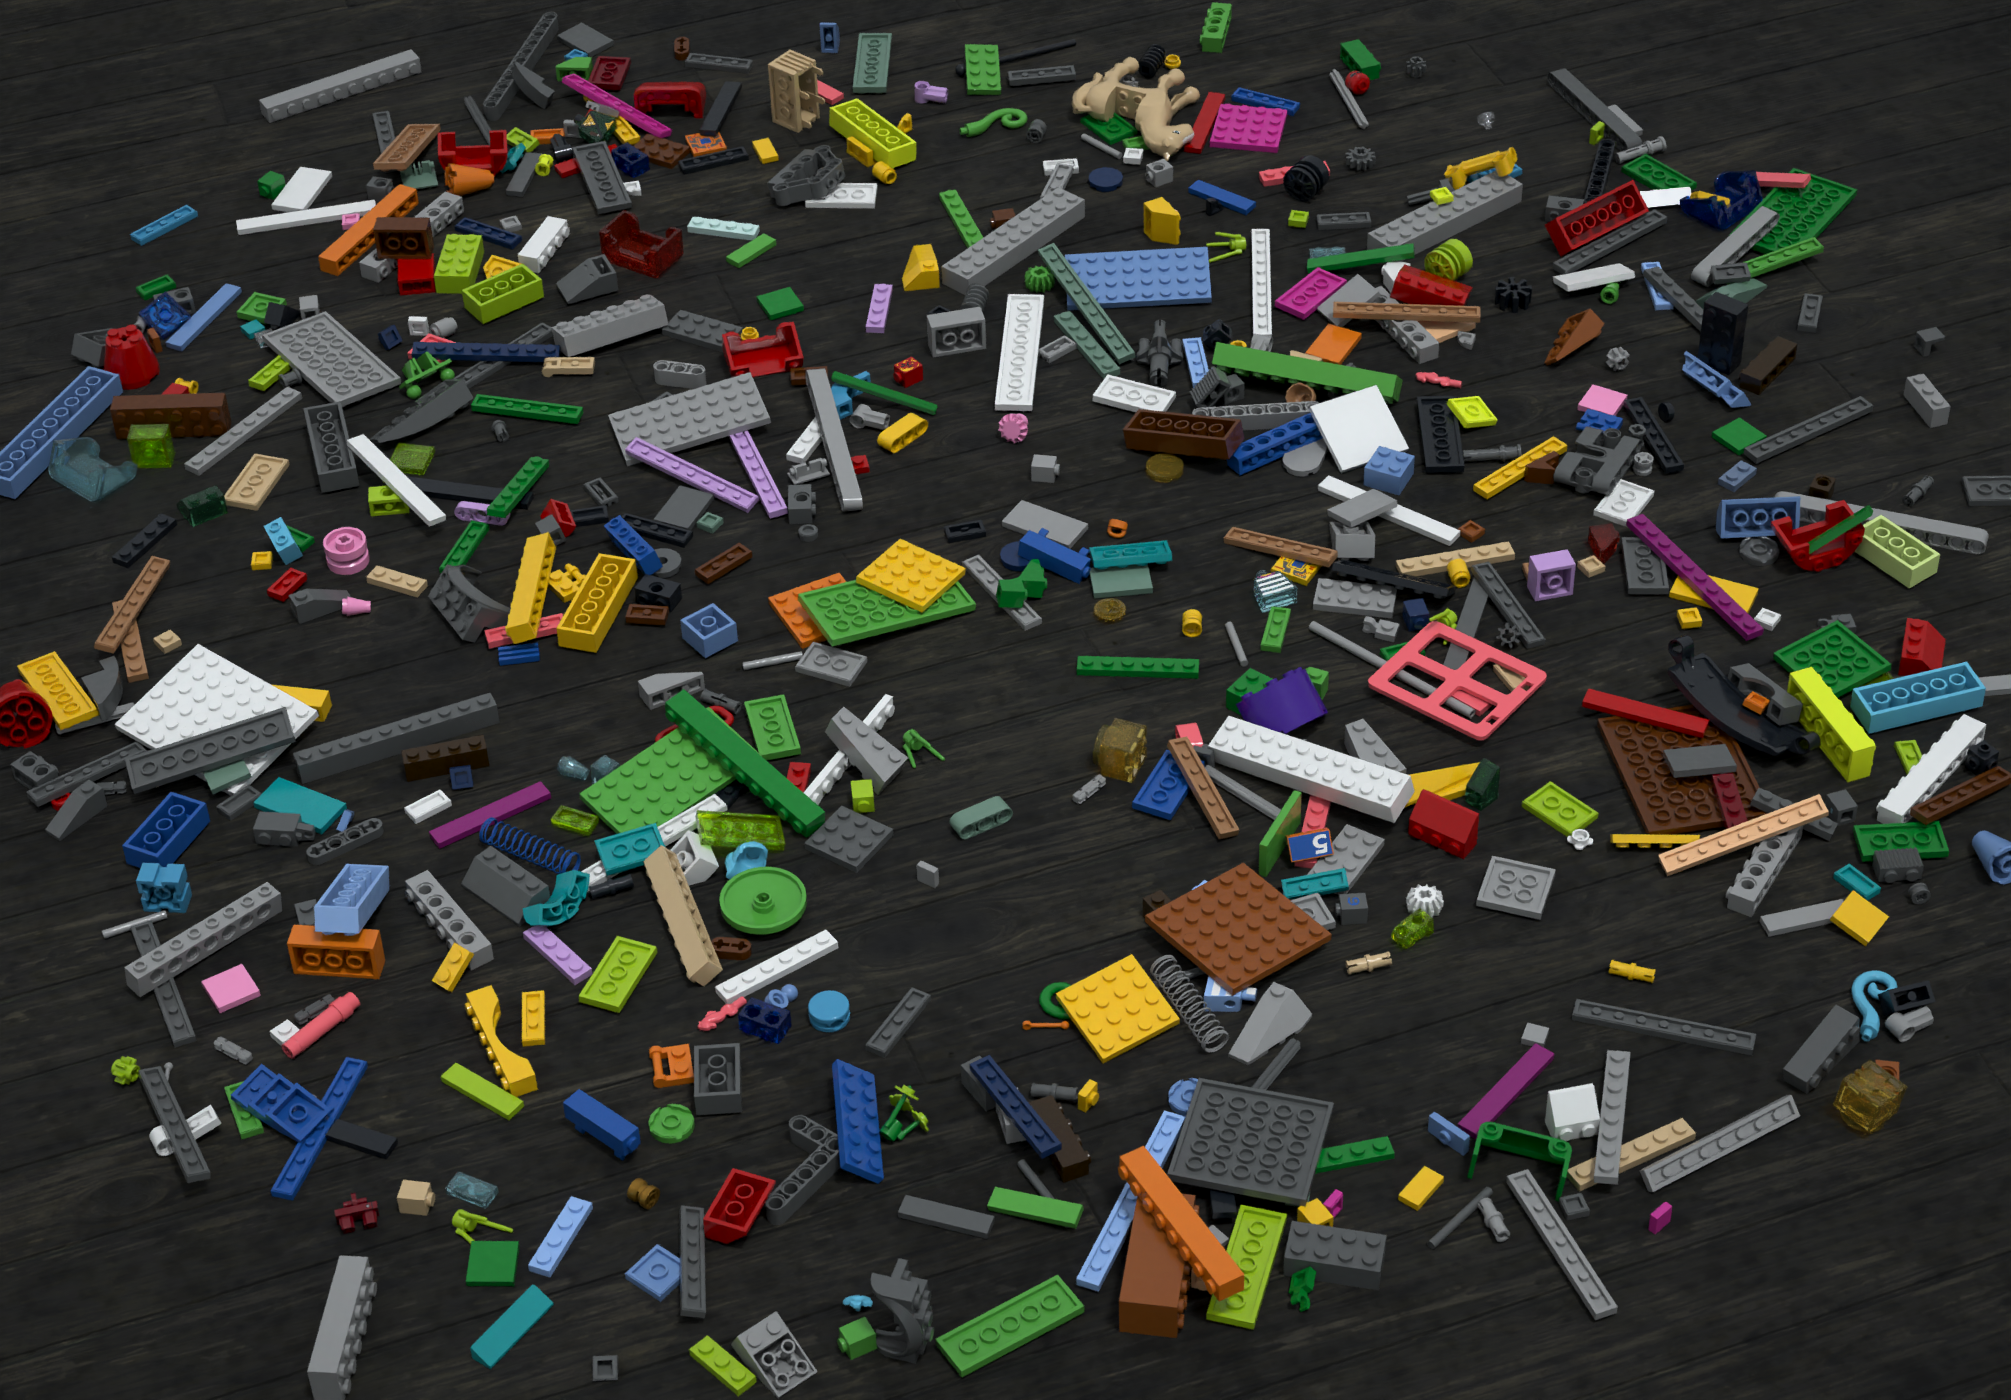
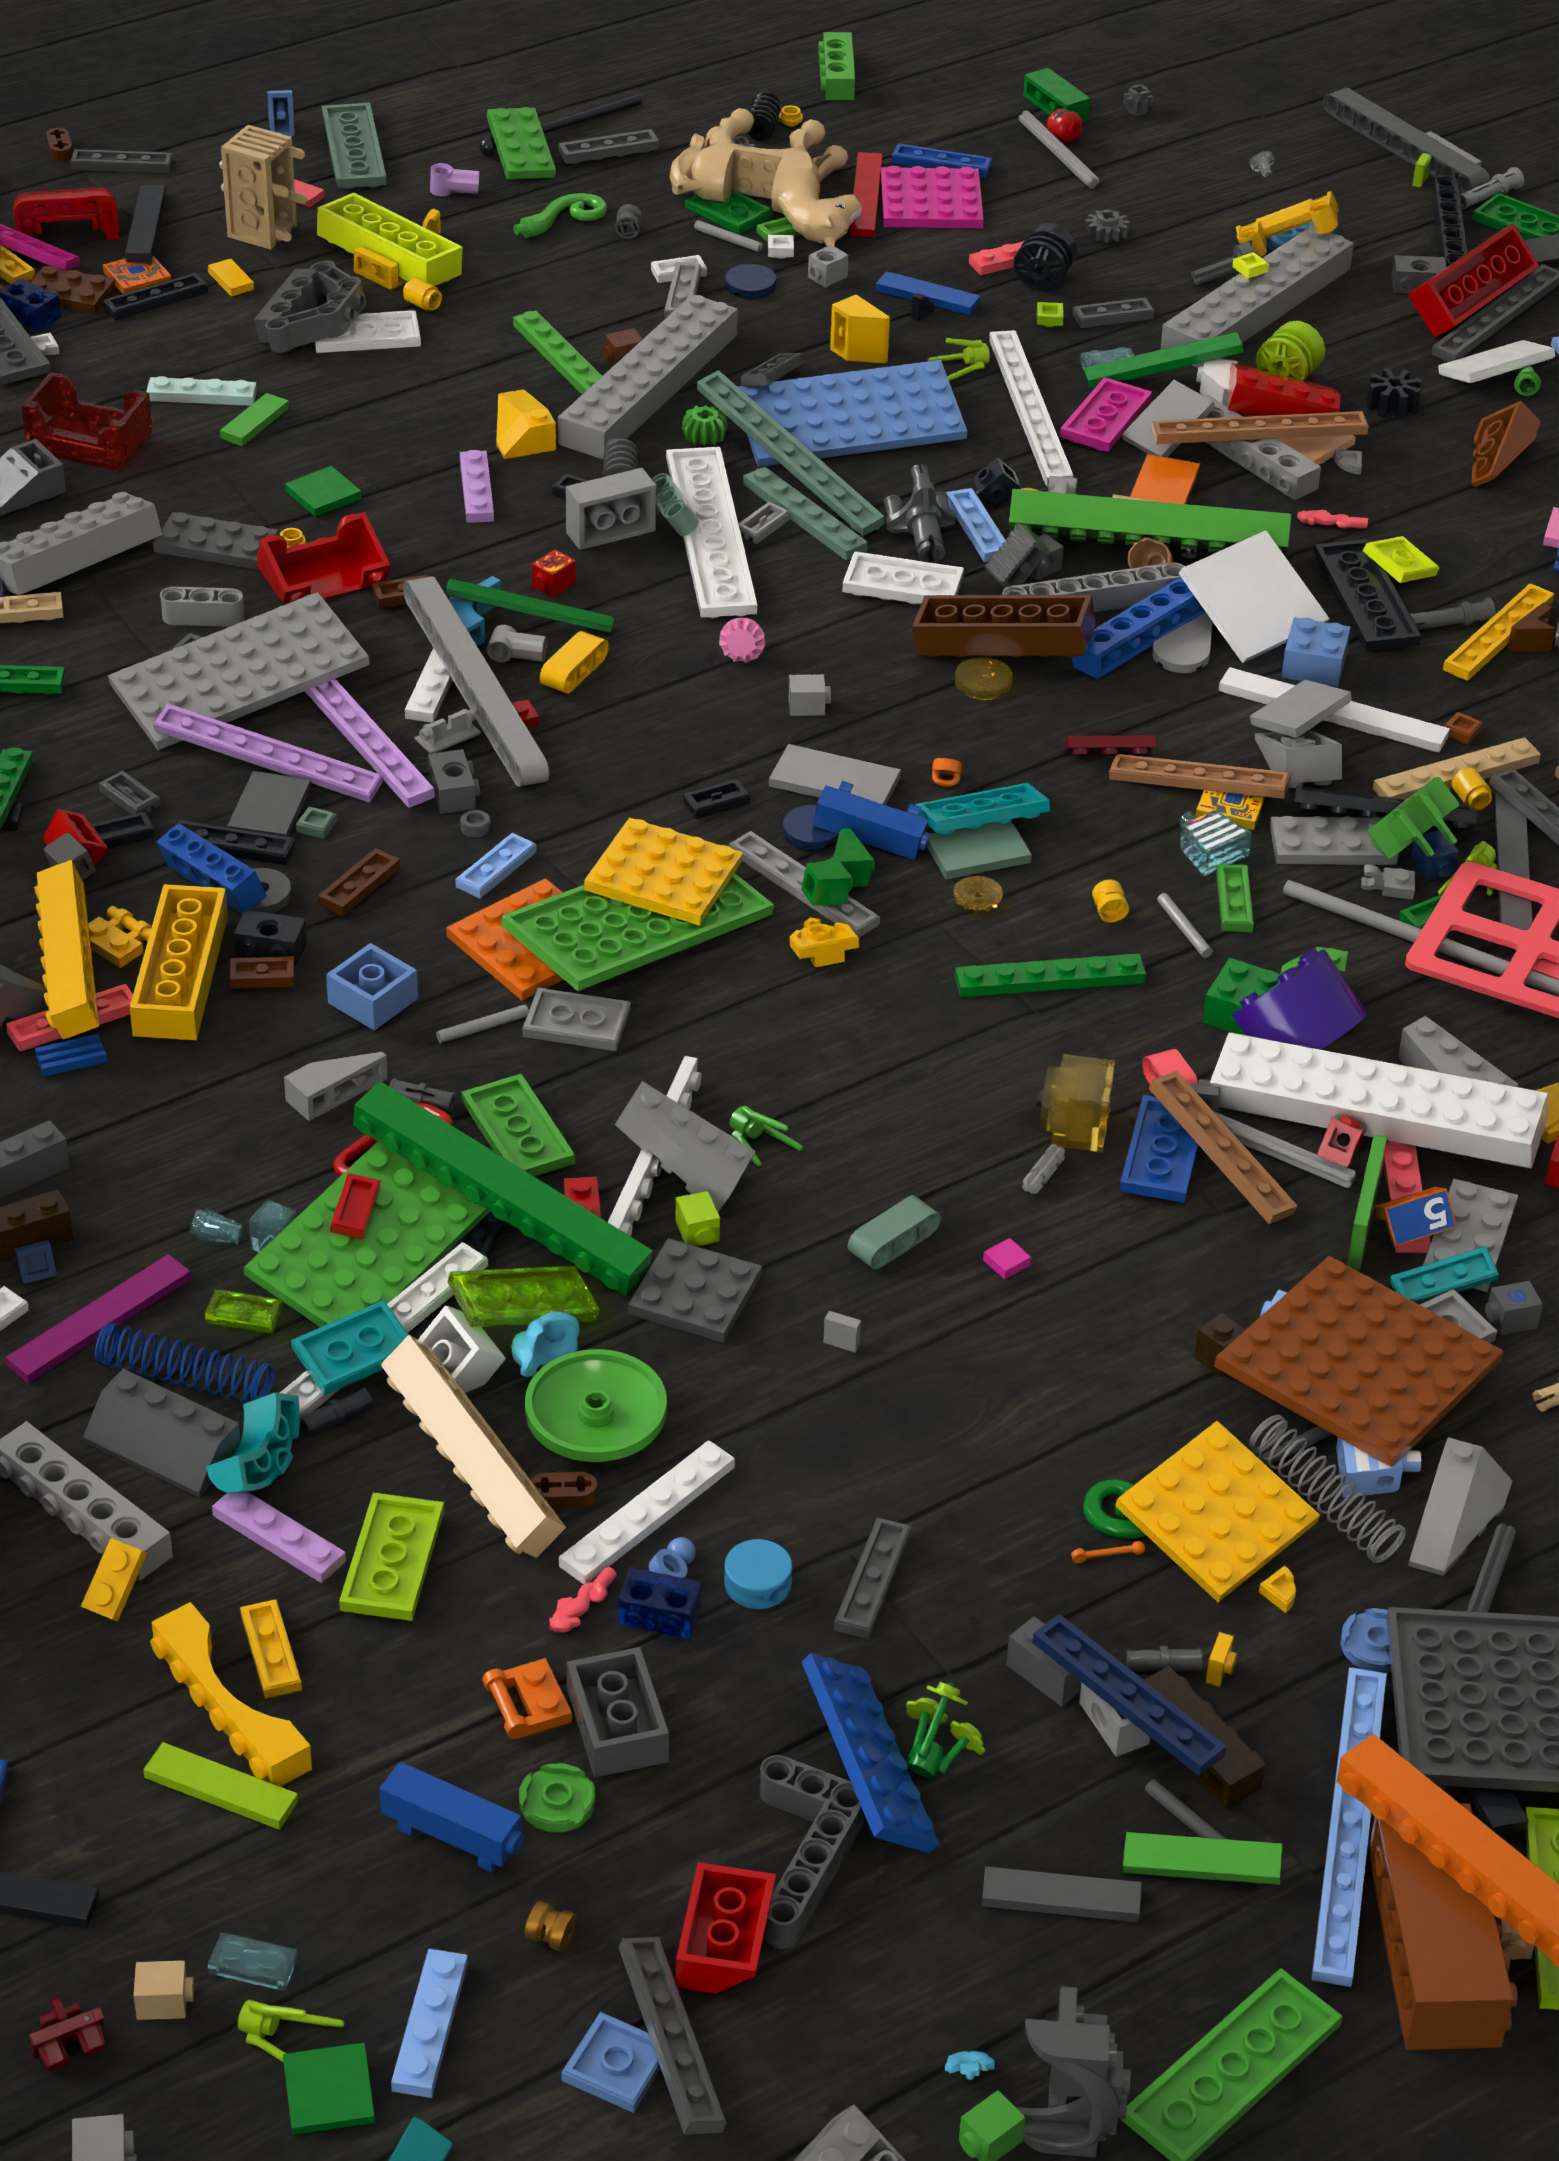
camera: 15 degrees left, 0 degrees up
(653, 764) = (355, 1206): none -> red tile
(812, 561) = (495, 865): none -> light blue tile
(997, 332) = (674, 505): none -> sand green beam
(999, 631) = (823, 942): none -> yellow plate
(1046, 841) = (1007, 1258): none -> dark pink tile
(1094, 244) = (772, 369): none -> dark grey tile
(1142, 1060) = (1280, 1589): none -> yellow tile
(1229, 520) = (1110, 744): none -> dark red plate
(1274, 792) = (1331, 1147): none -> brick
(1402, 589) = (1413, 819): none -> bright green piece

